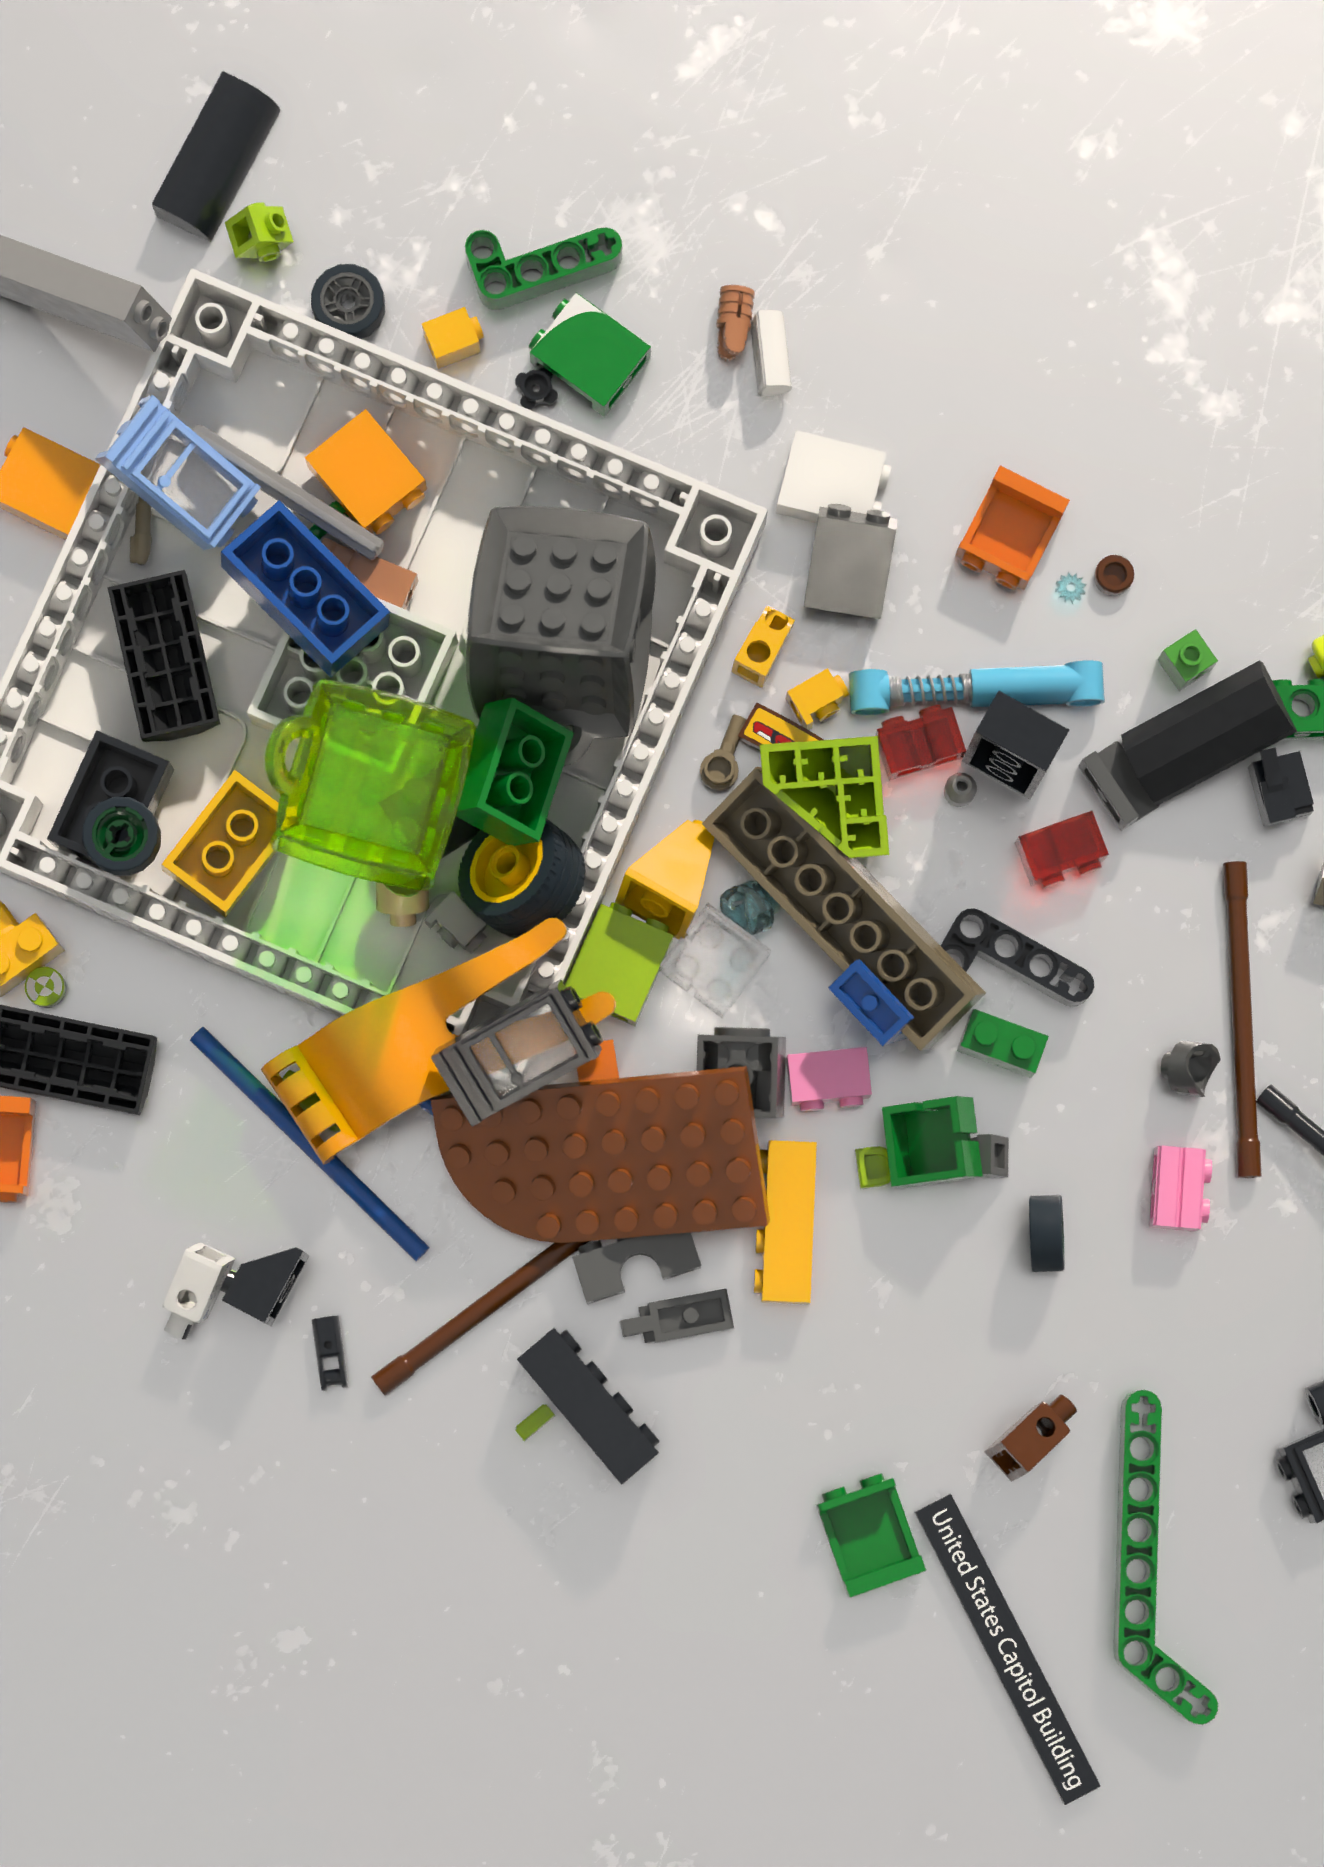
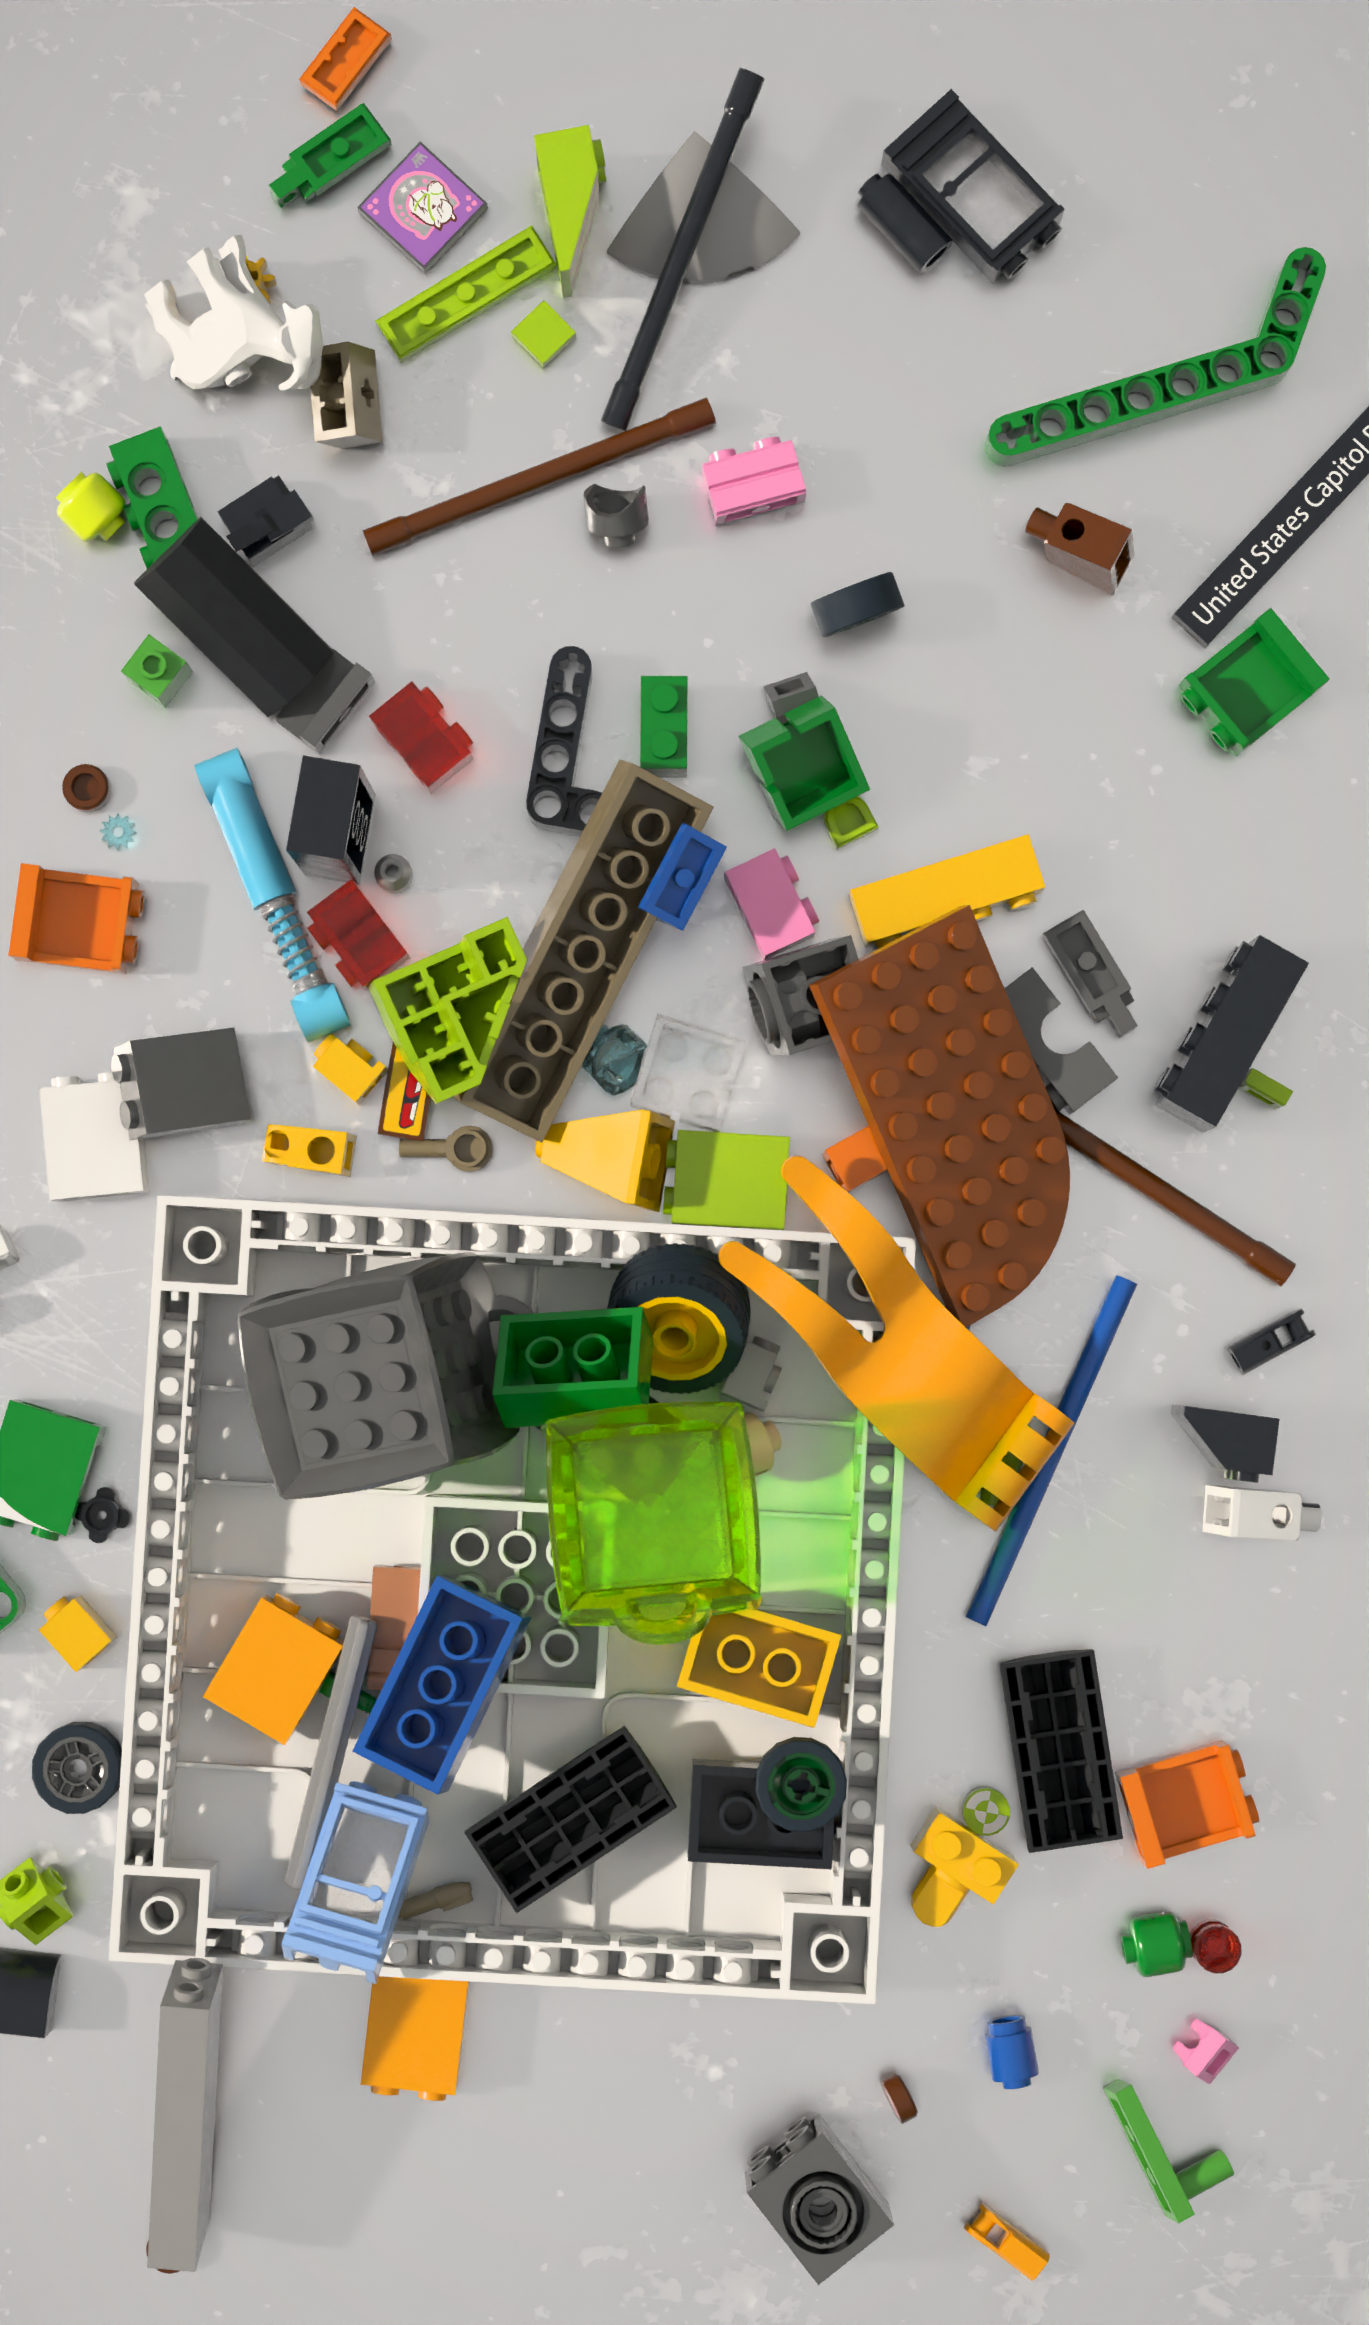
camera: 110 degrees left, 5 degrees up
(517, 1051) = (885, 1245): black door -> none

